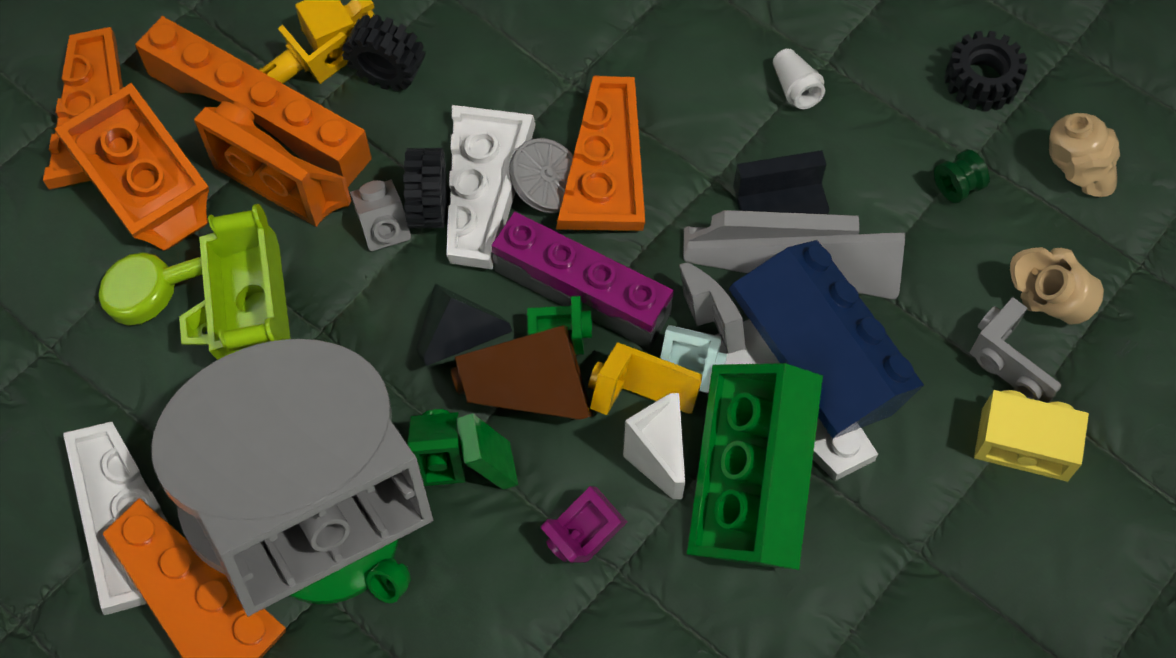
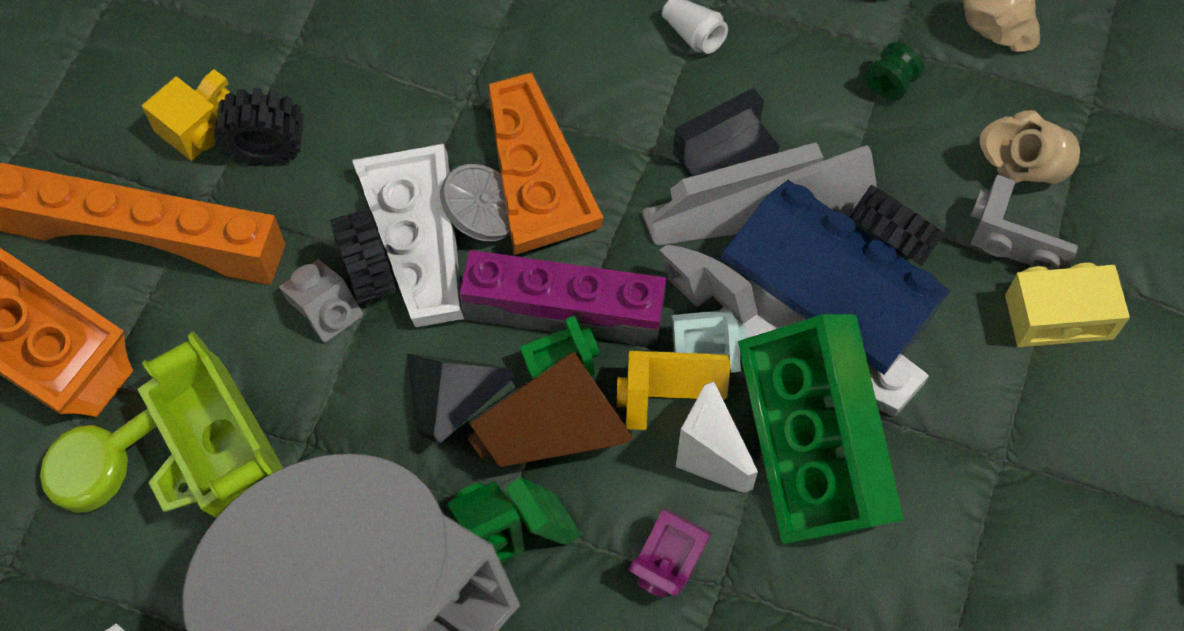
camera: 20 degrees left, 0 degrees up
(266, 166) = (180, 289): orange slope -> none
(296, 59) = (164, 162): yellow bracket -> none
(900, 312) = (896, 224): none -> black tyre

